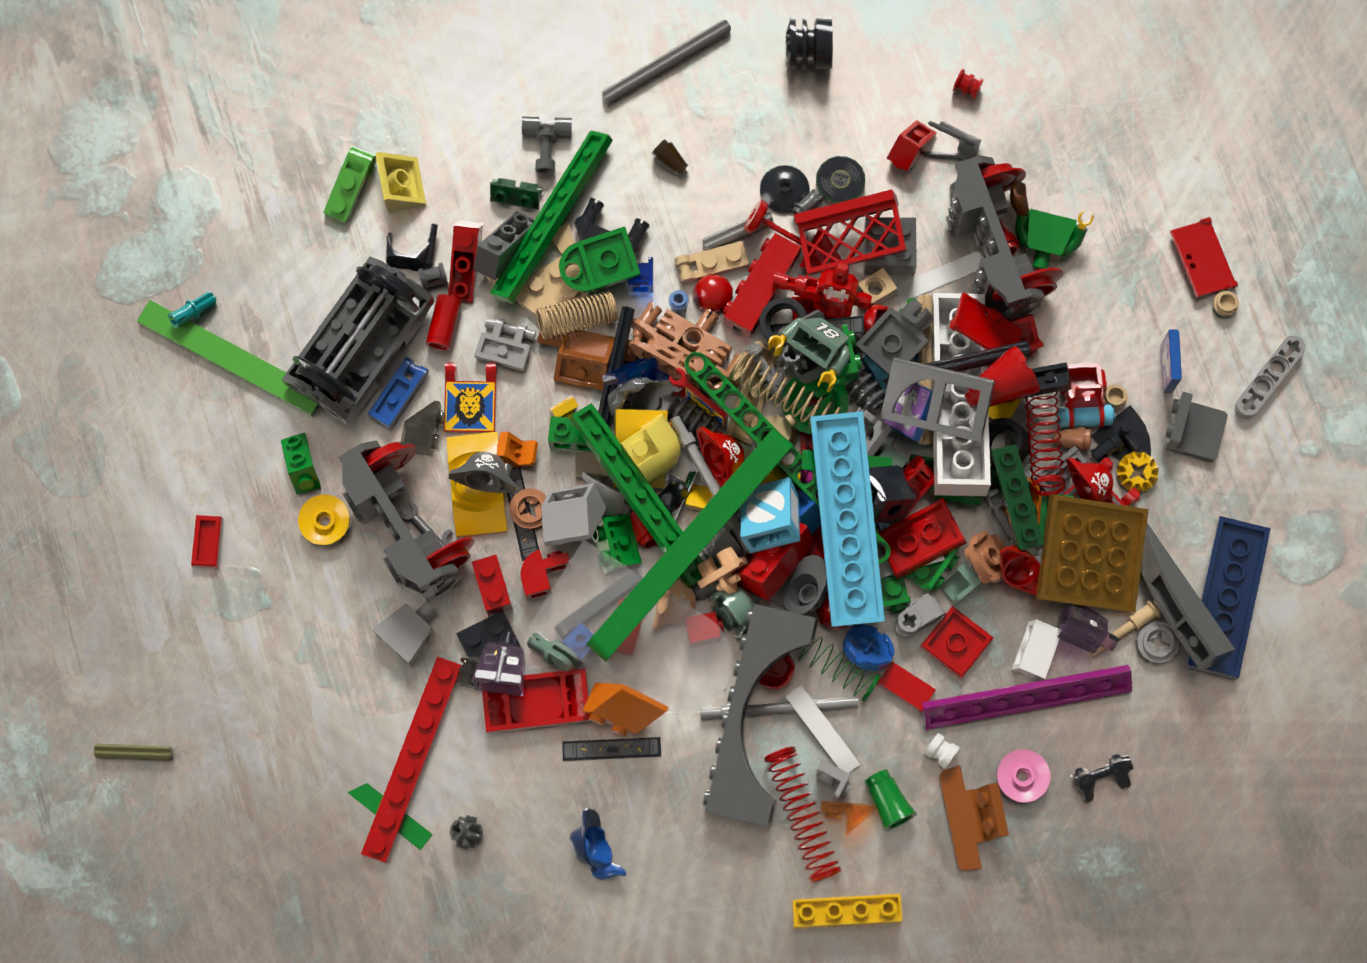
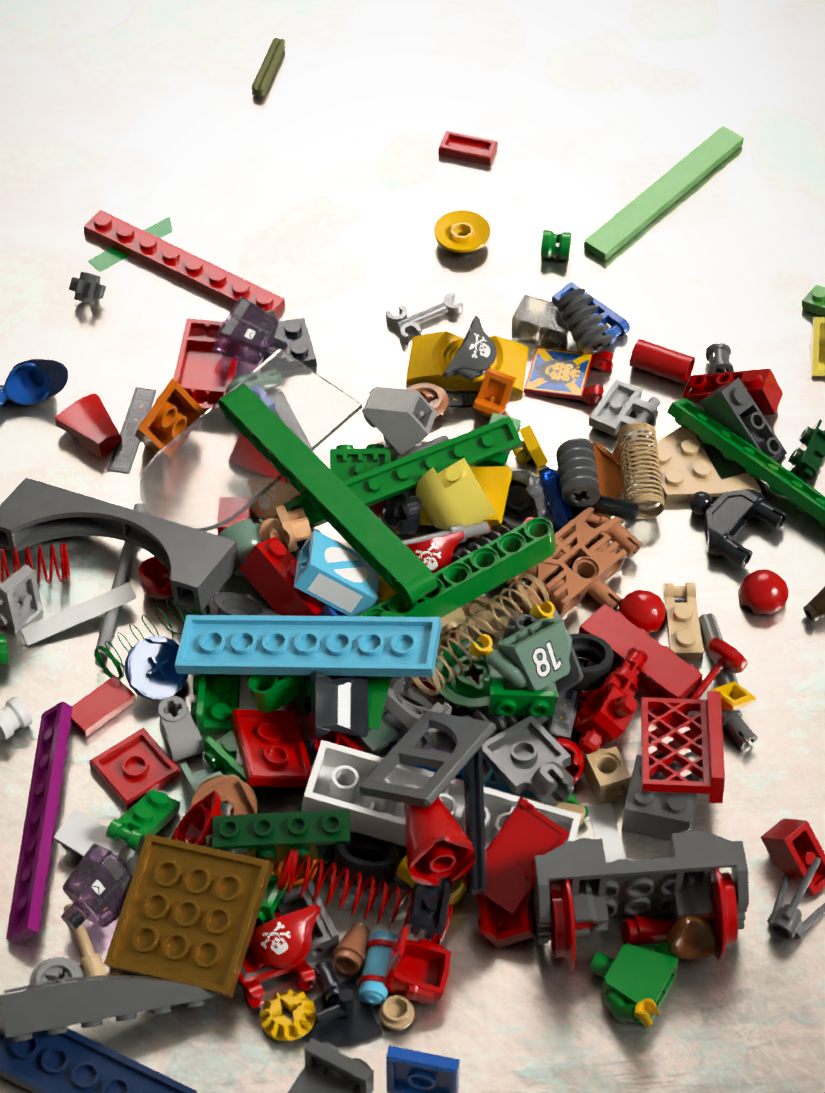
camera: 100 degrees right, 25 degrees down
(192, 309) = (724, 164): teal axle -> none
(300, 463) = (527, 214): green bracket -> none
(323, 436) = (550, 241): none -> green wheel
(370, 483) = (429, 267): dark grey piece -> none
(379, 318) = (652, 274): dark grey piece -> none
(407, 631) = (316, 276): light grey torso -> none
(412, 261) = (743, 356): black helmet -> none
(423, 385) = (582, 322): none -> dark grey piece
(492, 585) = (345, 350): red brick -> none
(535, 571) = (353, 384): red brick -> none
(601, 260) = (701, 497): green plate -> none
(608, 355) = (578, 473): none -> dark grey piece
(620, 782) = (91, 424): none -> red slope
(645, 282) = (675, 550): clear blue panel -> none
(670, 207) = (763, 592): none -> red hair
(681, 299) = (635, 567): medium blue pin -> none
(781, 199) = (770, 725): black dish -> none
(785, 209) = (734, 696): none -> yellow slope
(840, 179) = (765, 773): black tile -> none
(1012, 615) = (144, 818): none -> green plate

